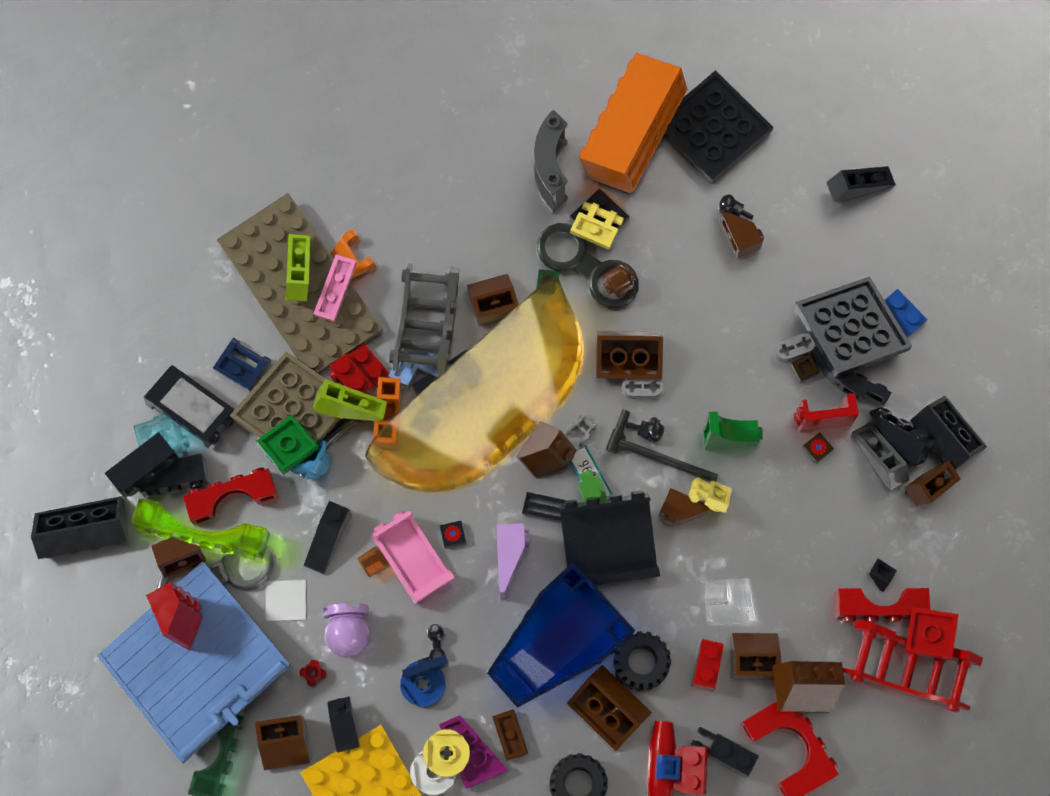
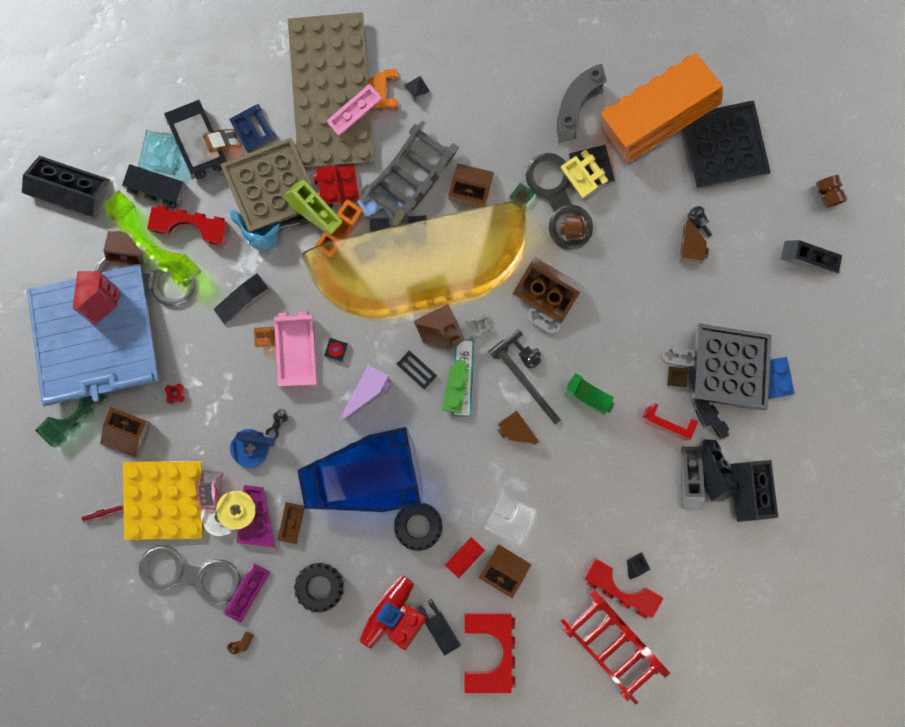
camera: 30 degrees right, 10 degrees up
(142, 465) = (133, 166): black brick -> none
(217, 391) = (222, 140): none -> slope
(285, 600) = (186, 327): white sticker -> none
(287, 444) = (249, 212): green tile -> none
(297, 268) = (334, 77): lime slope -> none
(343, 724) = (173, 445): black slope -> none
(347, 631) = (215, 378): lavender tile -> none
(383, 237) = (417, 88): none -> black slope
(406, 750) = (209, 489): none -> clear pink slope
(609, 707) = (374, 545): reddish brown slope -> none
(610, 537) = (448, 422): black panel -> none
(713, 493) = (546, 433): light yellow plate -> none
(808, 685) = (527, 617): reddish brown slope -> none
(818, 447) = (648, 443): dark brown tile -> none
(842, 113) = (831, 191): none -> reddish brown wheel
(932, 484) = (717, 522): reddish brown slope -> none
(932, 633) = (643, 633): red plate -> none

